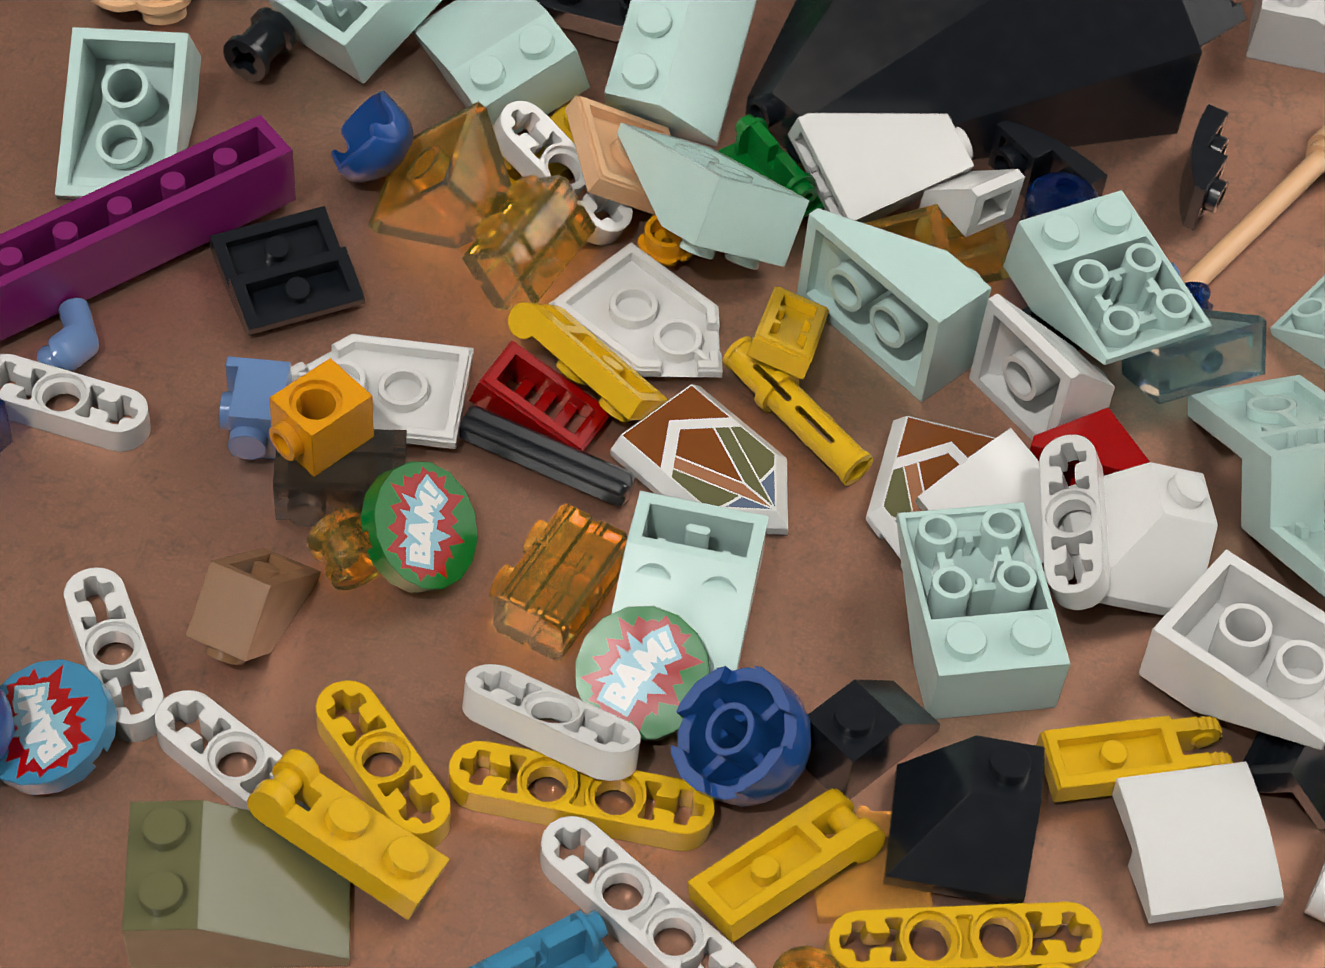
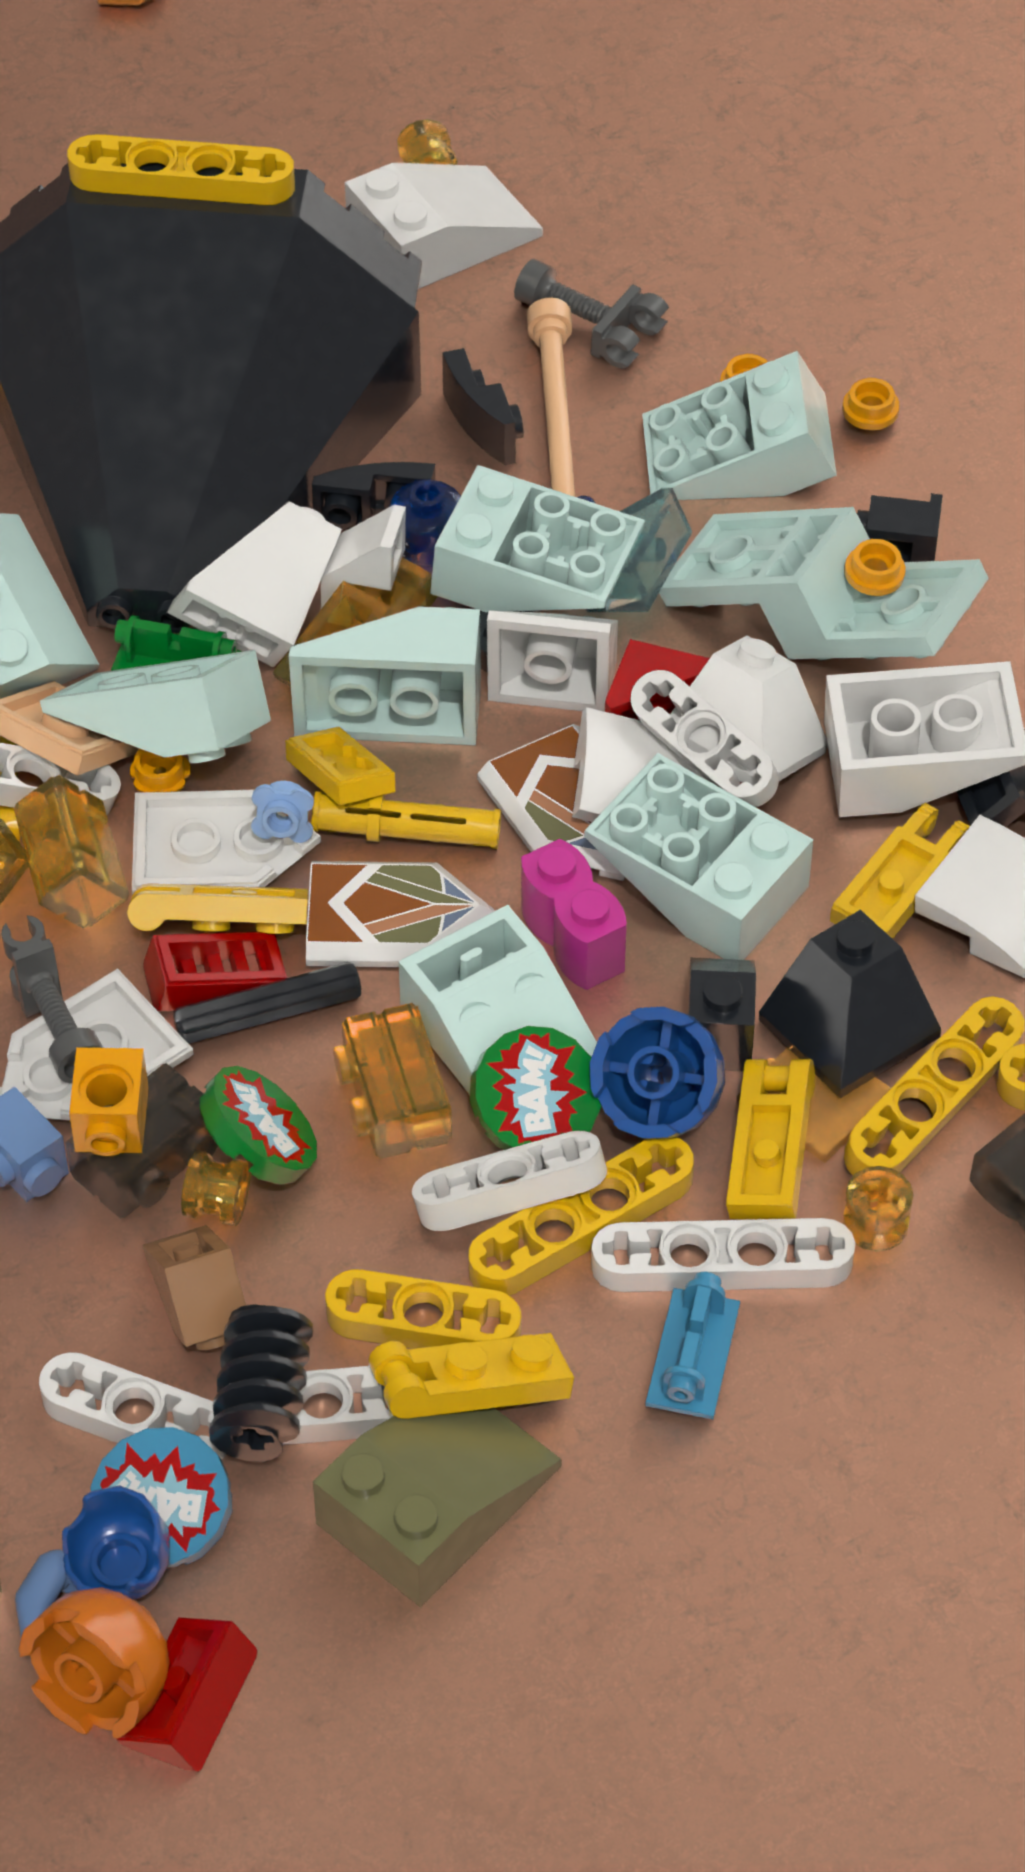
camera: 40 degrees left, 0 degrees up
(186, 697) = (260, 1382): none -> black piece
(402, 319) = (38, 988): none -> dark grey bar
(703, 328) = (284, 798): none -> light blue plate
(831, 571) = (573, 914): none -> dark pink brick

